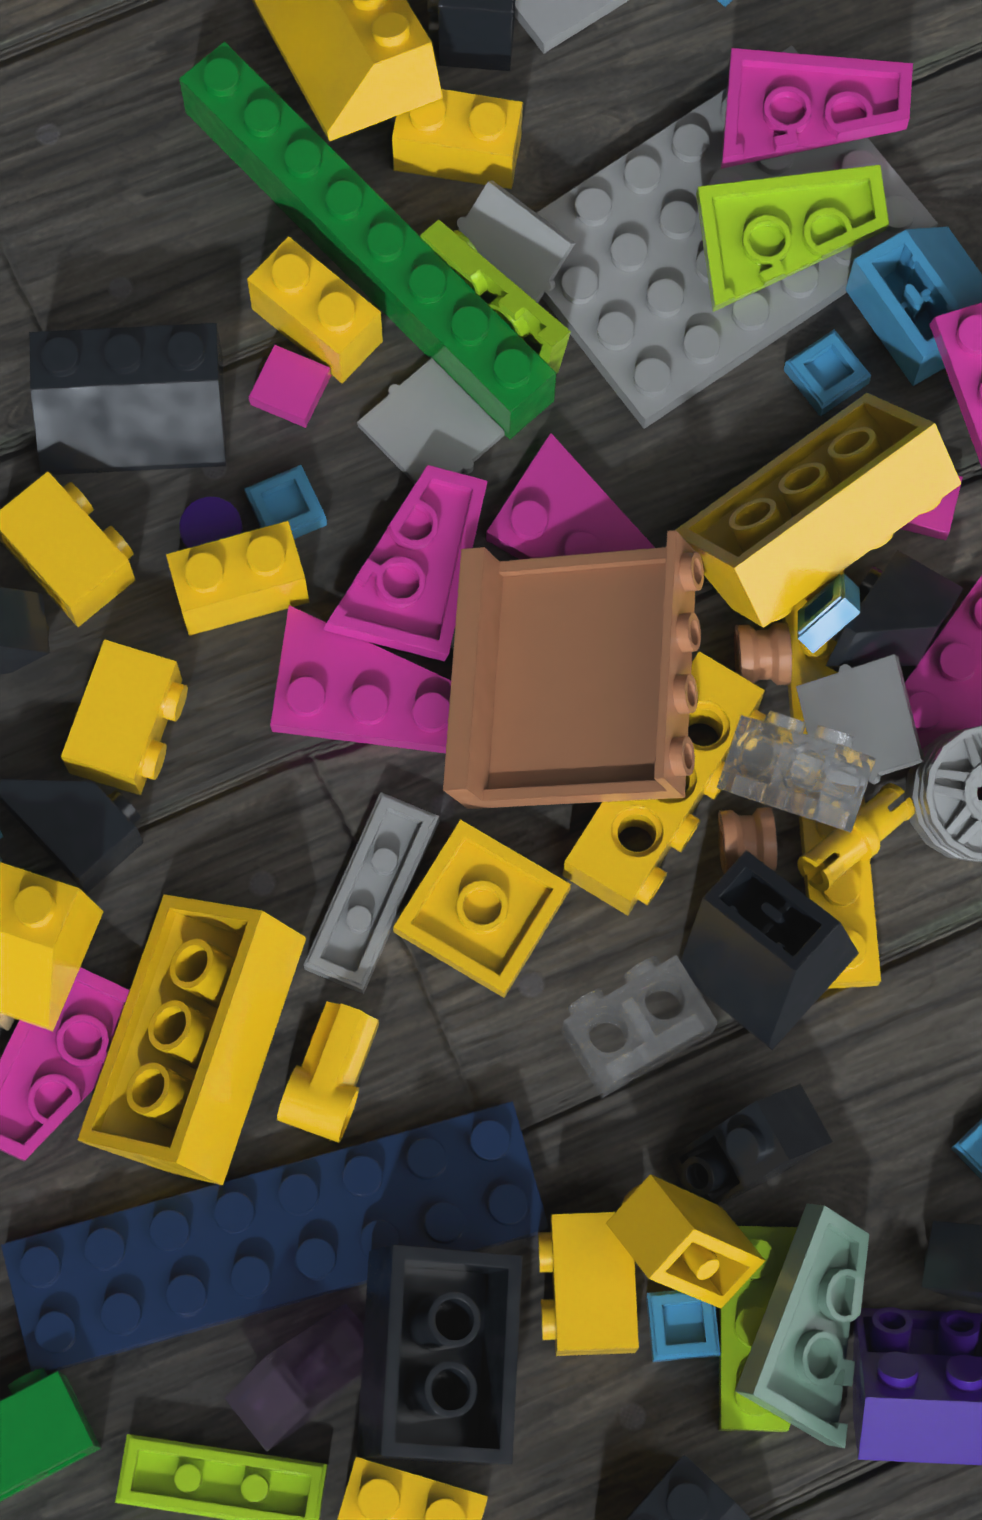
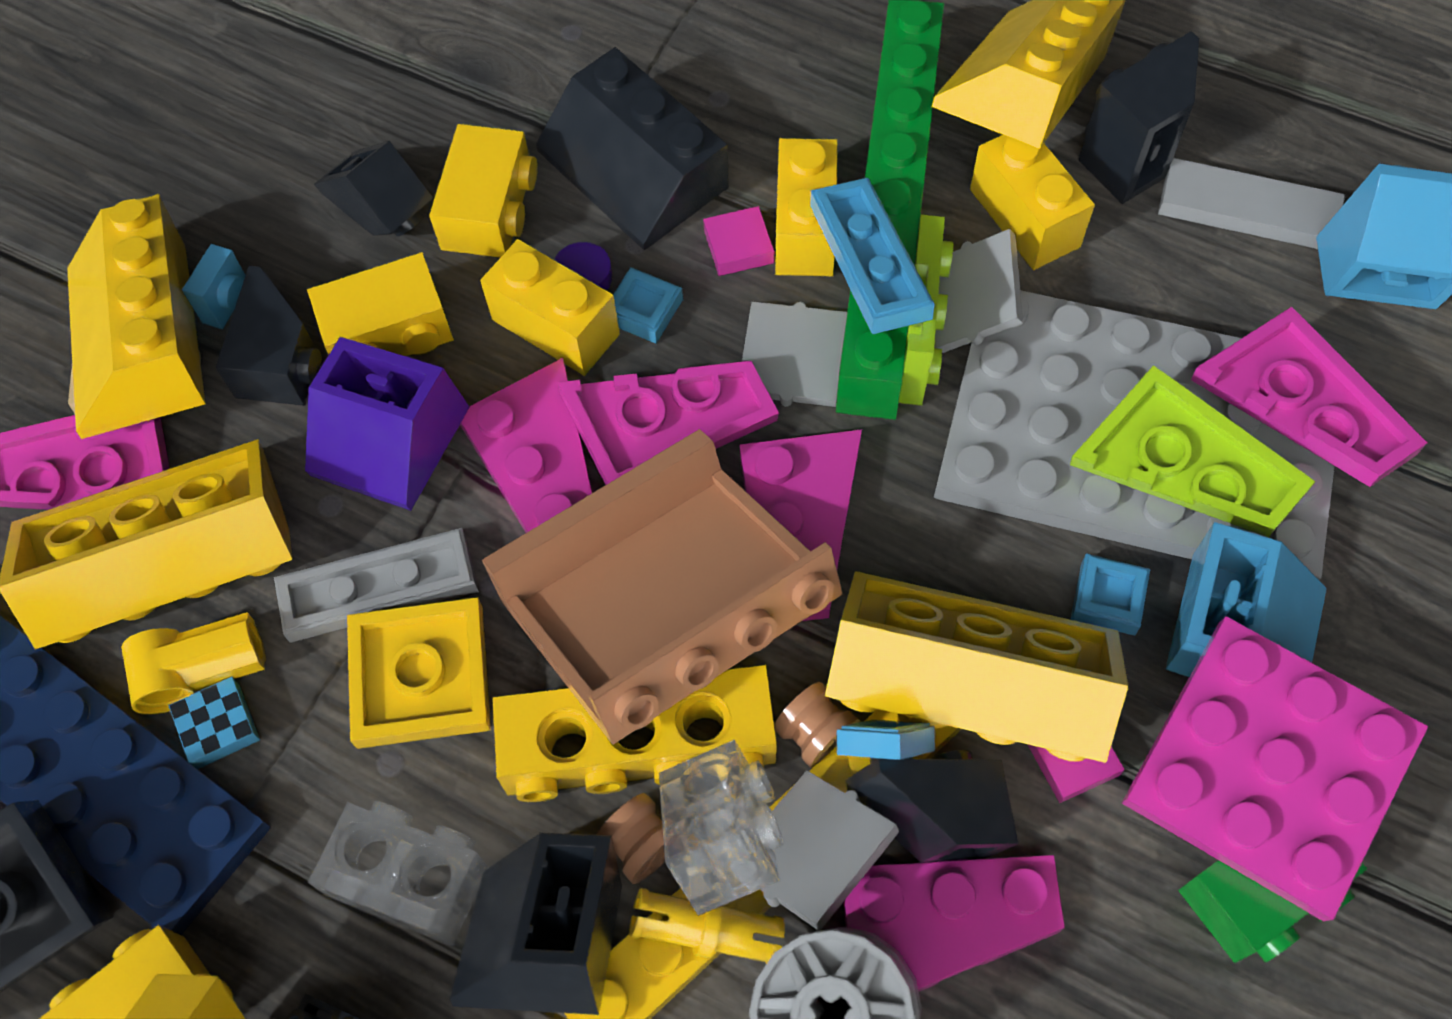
camera: 55 degrees right, 10 degrees down
(241, 787) = (379, 422): none -> dark purple slope
(393, 1090) = (214, 723): none -> dark azure tile
(439, 303) = (871, 256): none -> dark azure tile

